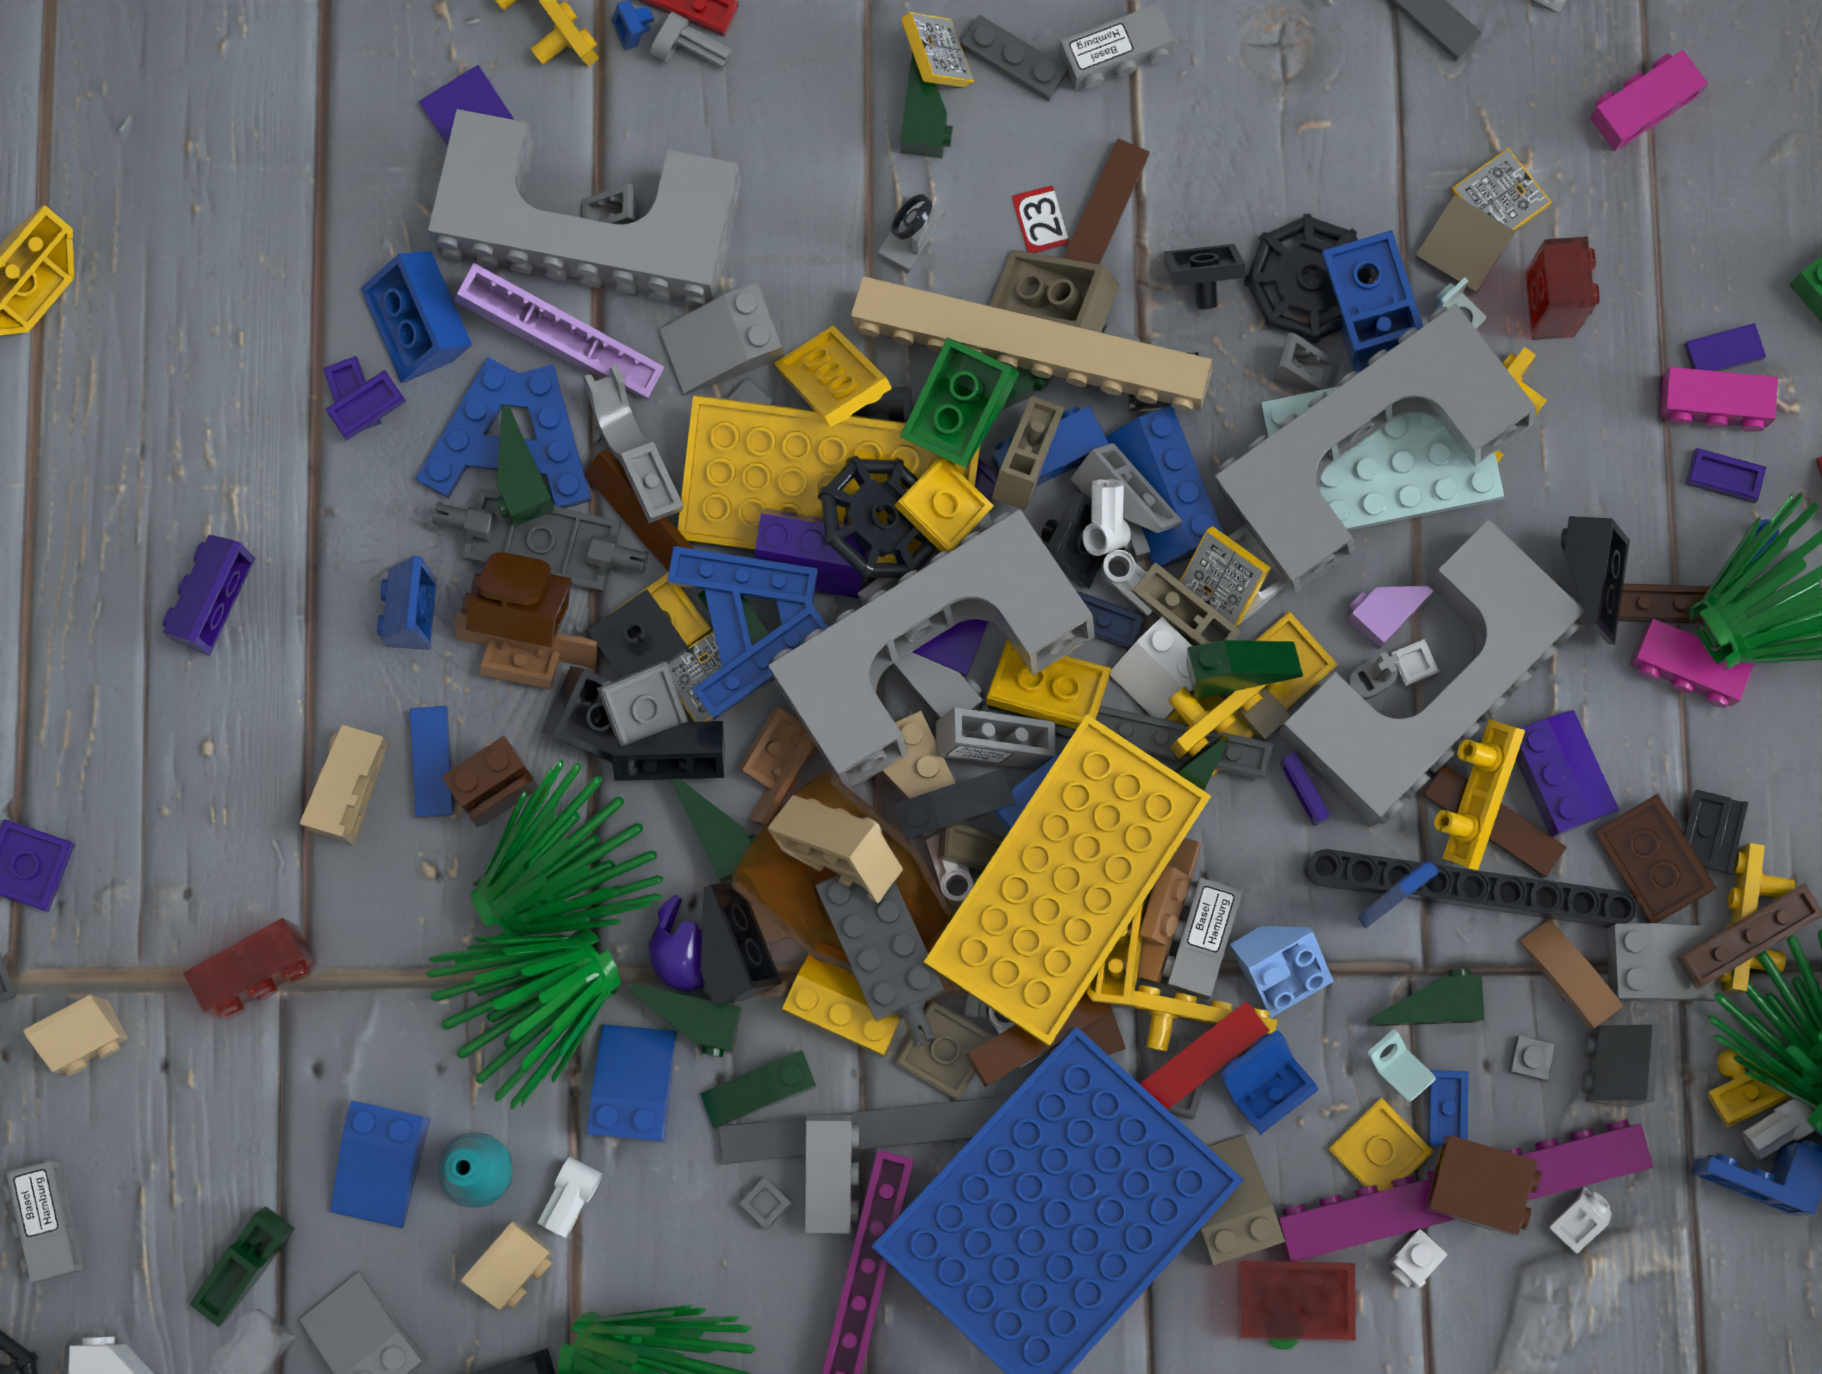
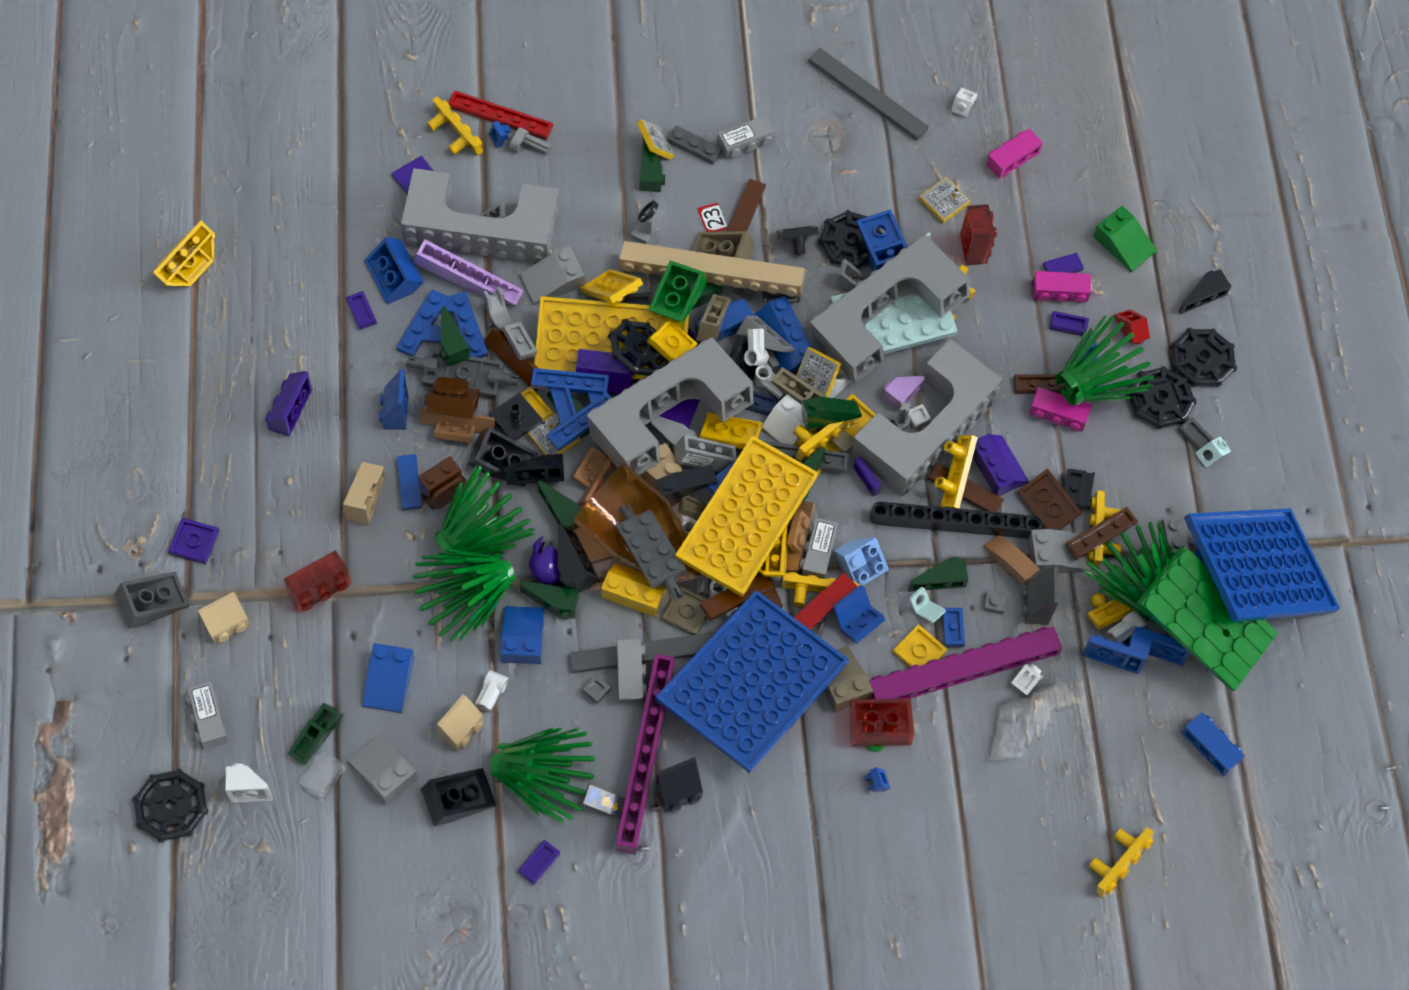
camera: 10 degrees left, 15 degrees down
(365, 405) = (369, 312): dark purple tile -> none
(489, 1170) = (439, 679): teal cone -> none
(642, 703) = (520, 445): light grey tile -> none
(759, 1089) = (591, 632): dark green slope -> none
(837, 841) = (626, 500): tan wedge -> none
(1398, 893) = (918, 502): blue tile -> none
(1416, 1260) = (943, 702): white bracket -> none
(1465, 243) = (928, 218): dark tan tile -> none
(1482, 1185) = (974, 655): reddish brown brick -> none
(1598, 563) = (1009, 361): black slope -> none

